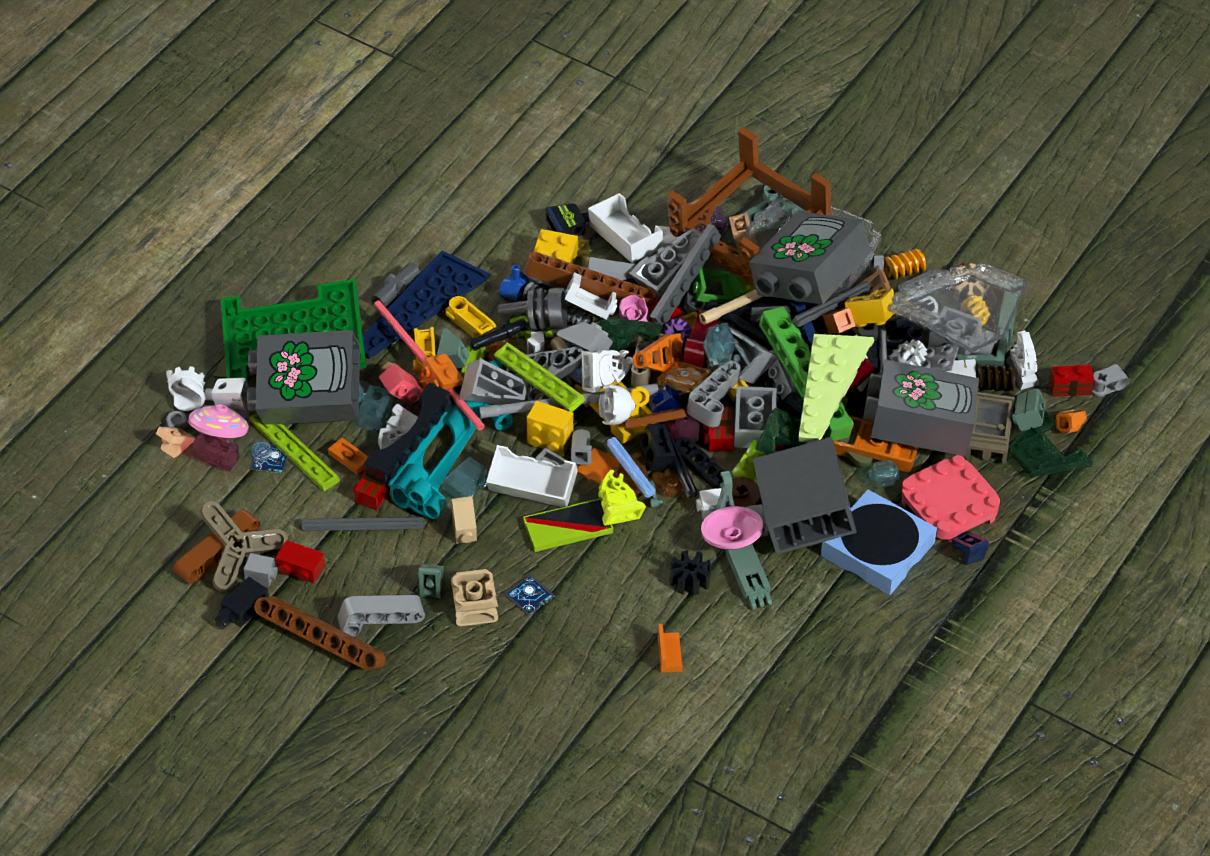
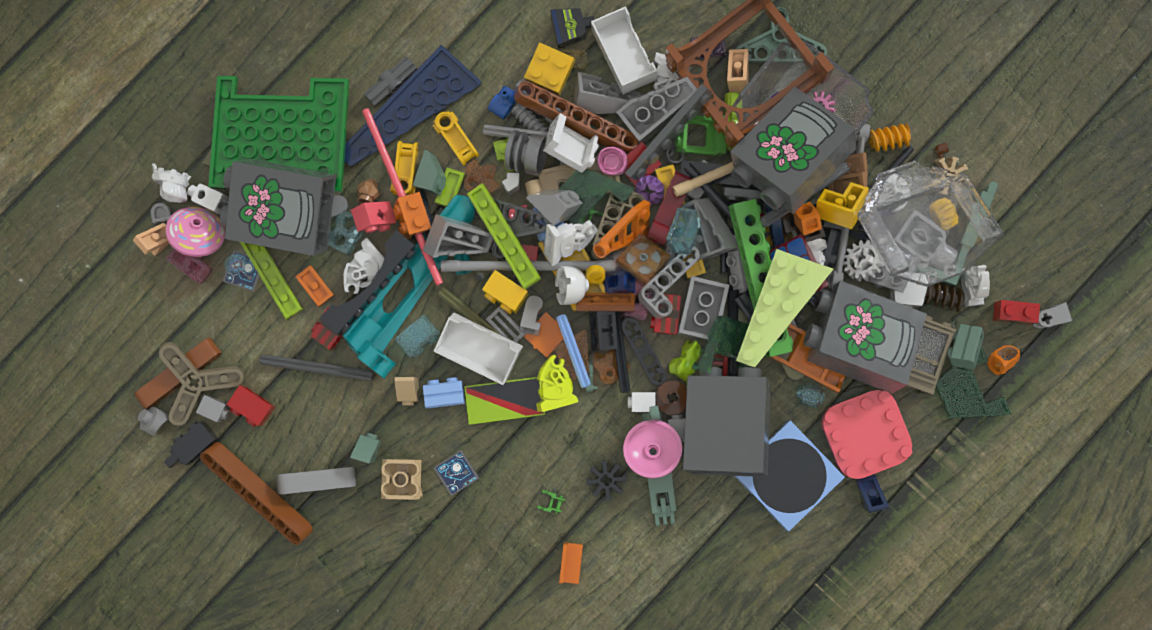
camera: 10 degrees right, 35 degrees up
(195, 587) = (151, 420): none -> light grey piece
(503, 524) = (443, 394): none -> light blue brick
(506, 331) = (477, 164): black pin -> none
(638, 598) = (553, 495): none -> bright green piece

